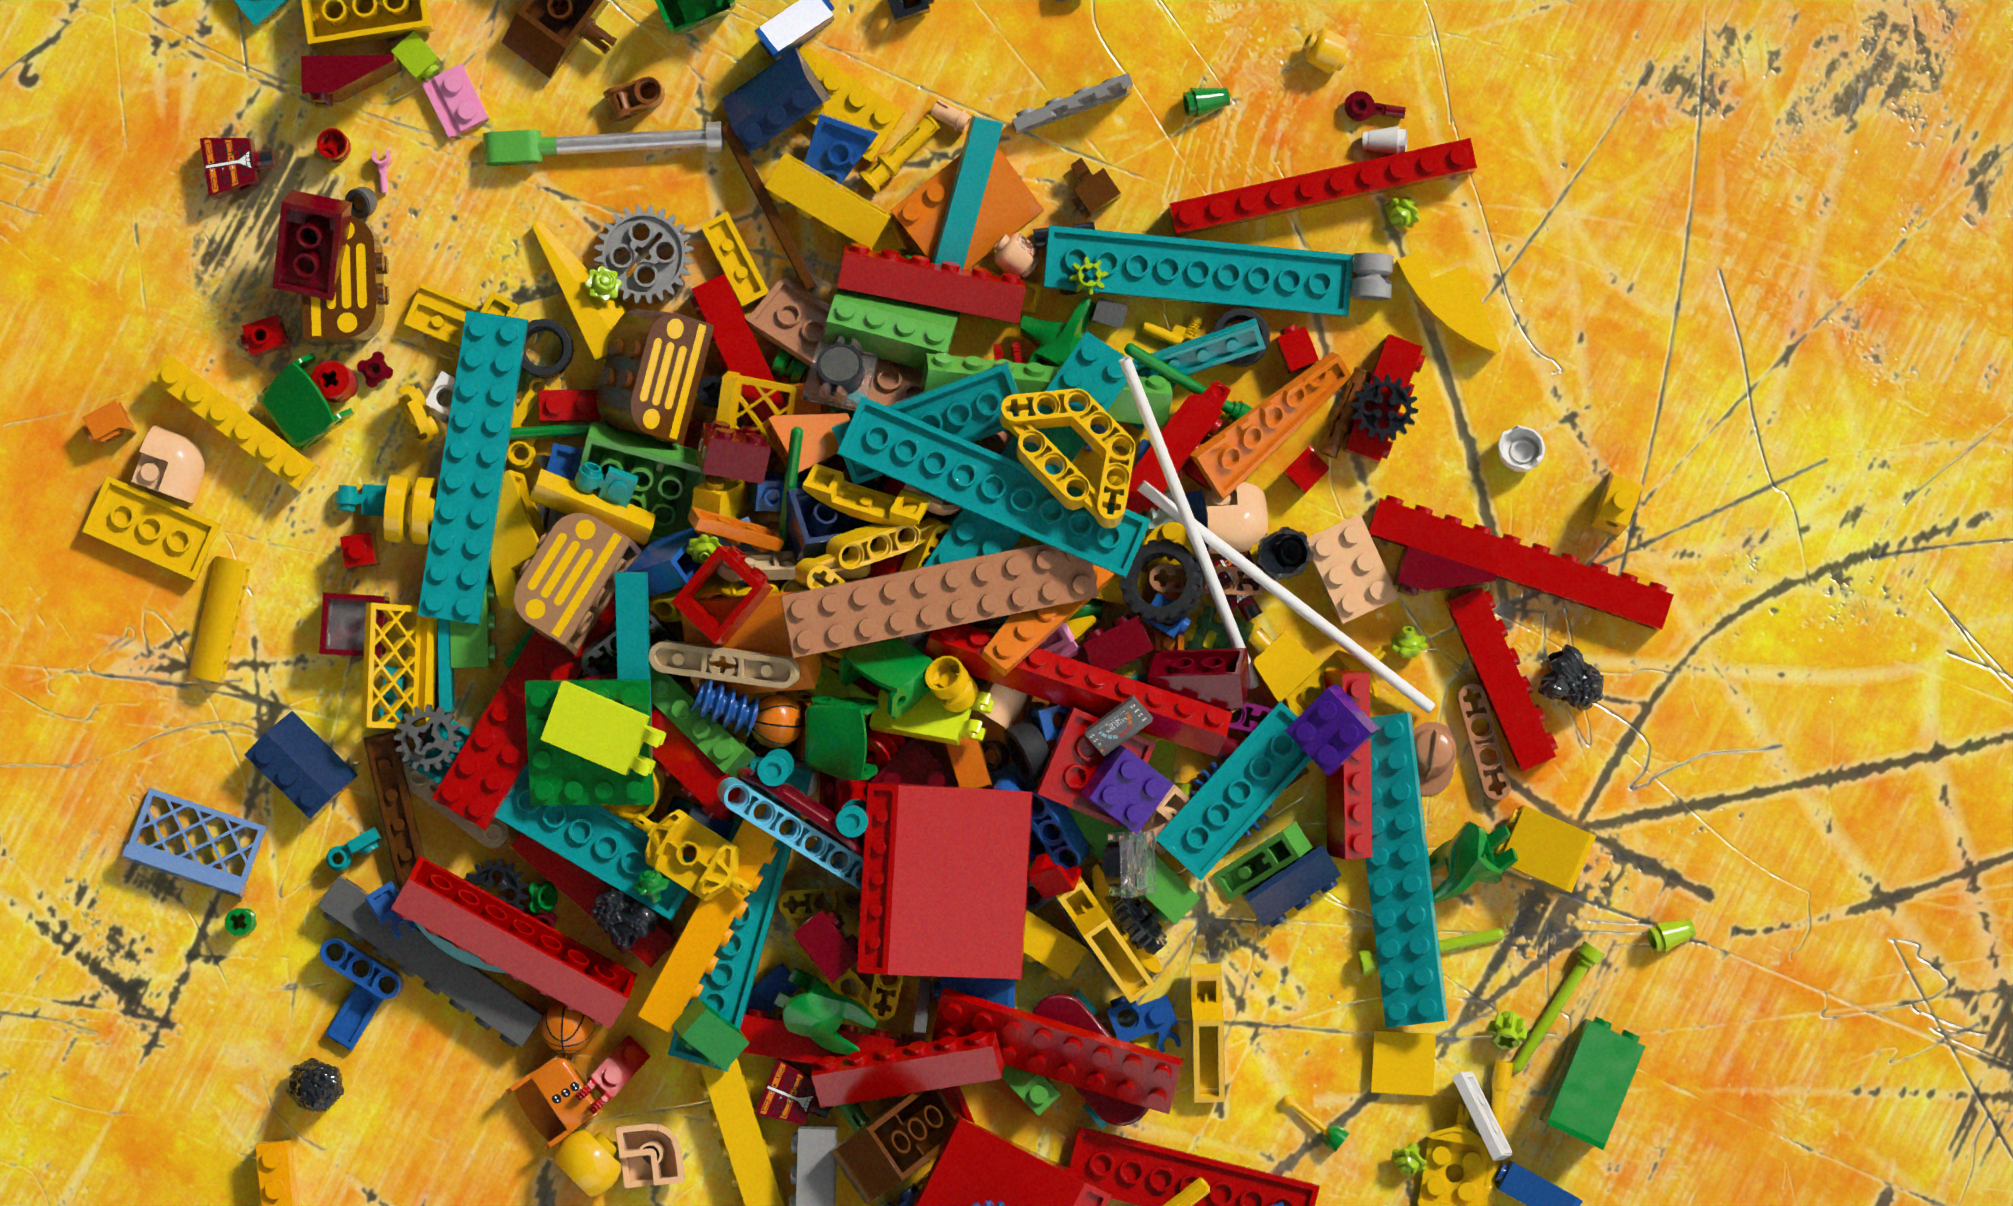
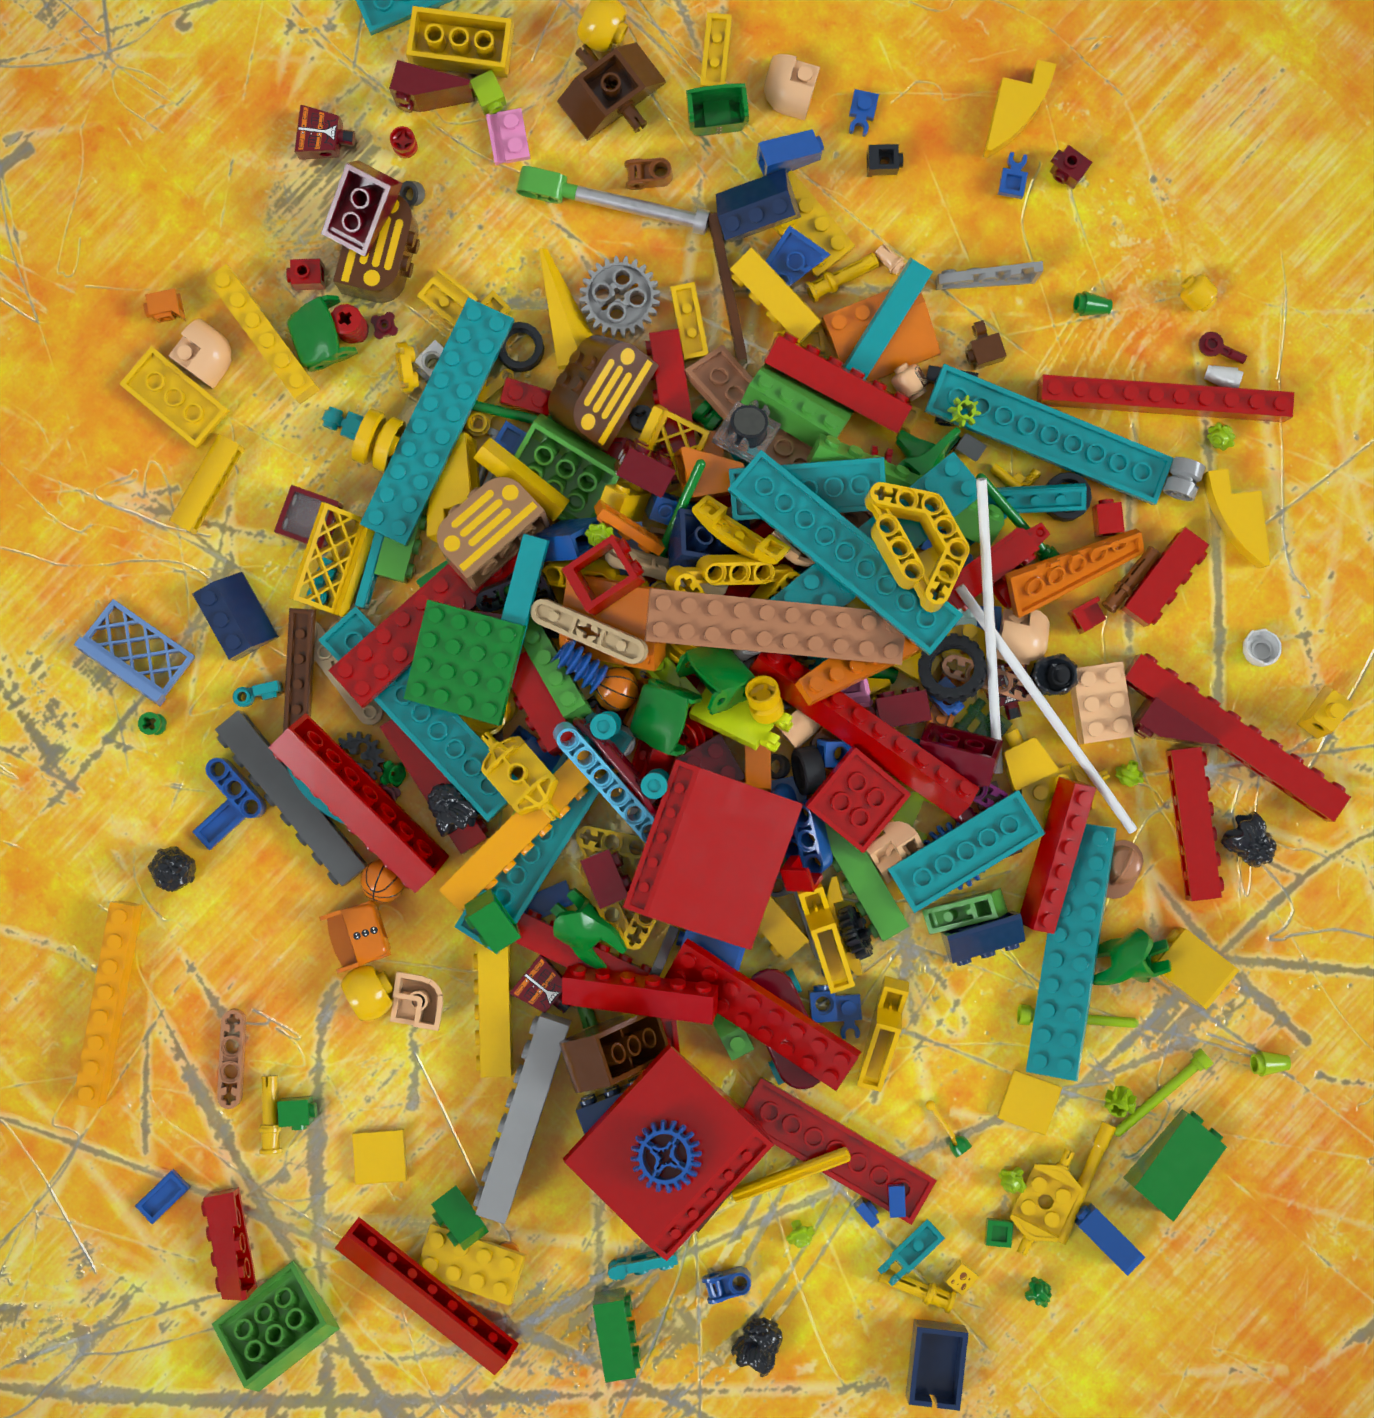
camera: 15 degrees right, 0 degrees up
(360, 550) = (330, 462): red brick -> none
(381, 903) = (263, 740): blue plate -> none
(382, 169) = (437, 169): bright pink hand -> none
(422, 752) = (346, 615): dark grey gear -> none
(600, 730) = (475, 654): neon yellow tile -> none
(603, 283) = (581, 308): lime plant -> none
(614, 1072) = (408, 928): red hinge -> none
(615, 486) = (544, 467): teal plate -> none
(651, 884) = (480, 788): green plant -> none
(1118, 725) = (887, 771): dark grey tile -> none
(1126, 789) = (878, 823): dark purple brick -> none
(1130, 863) = (862, 883): clear piece -> none
(1332, 729) = (1055, 824): dark purple brick -> none
(1370, 419) = (1161, 571): black gear -> none
(1482, 1116) = (1082, 1163): white tile -> none
(1489, 740) = (1169, 868): nougat beam -> none

